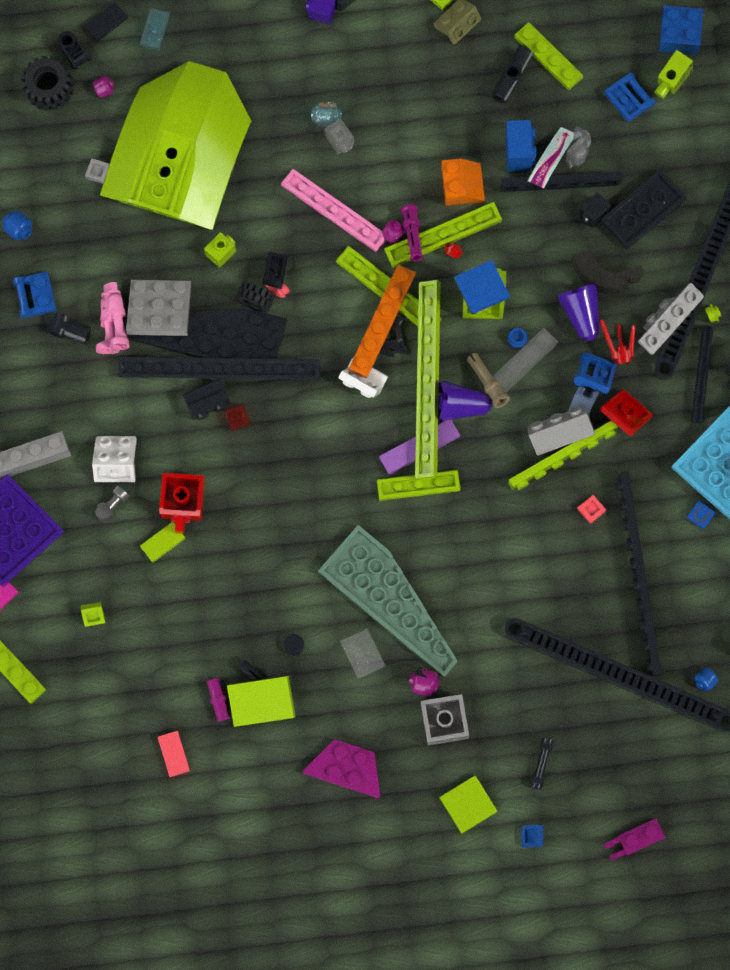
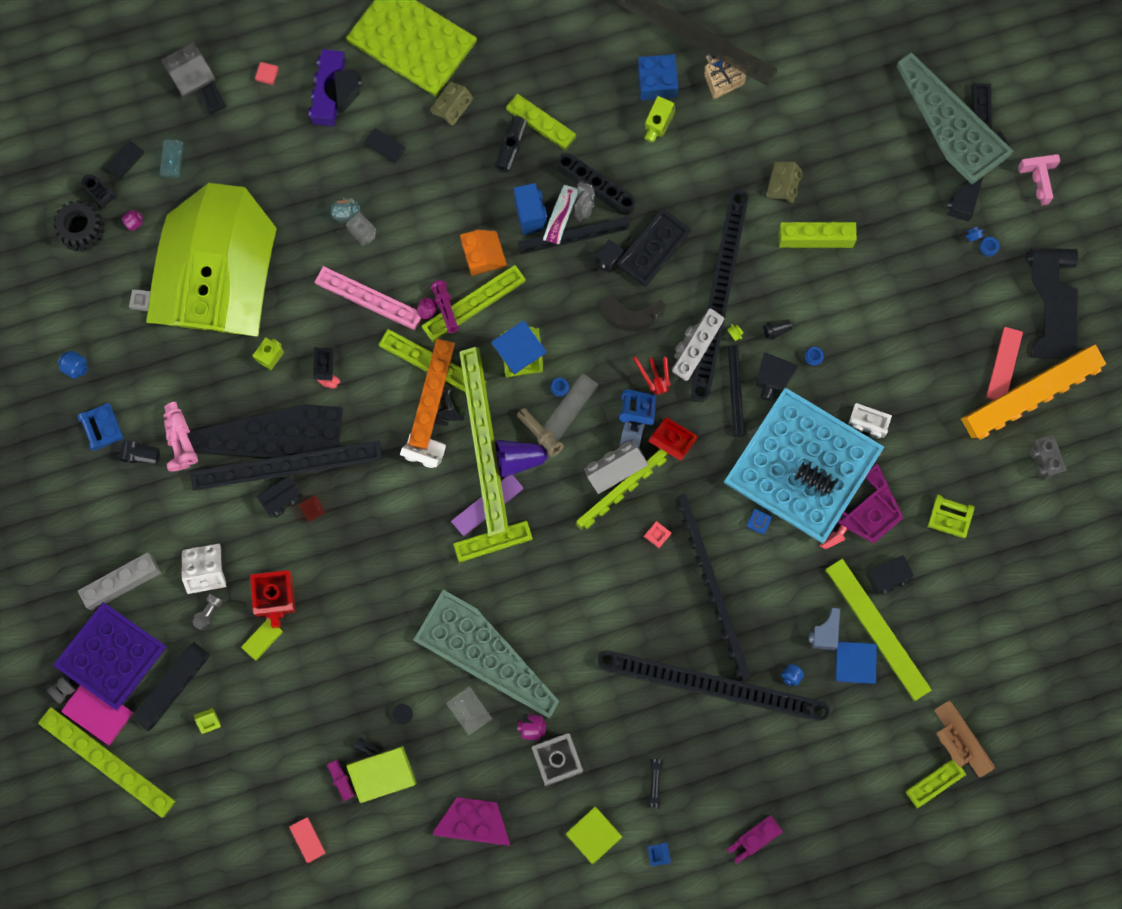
camera: 15 degrees left, 0 degrees up
(61, 572) = (171, 686): none -> black beam
(158, 307) = (220, 418): light grey plate -> none
(255, 297) = (308, 392): black tyre -> none
(379, 53) = (385, 145): none -> black tile
(453, 250) = (485, 316): red plate -> none
(582, 310) = (615, 351): dark purple cone -> none
(597, 140) = (593, 176): none -> black beam
(624, 99) = (618, 150): blue plate -> none

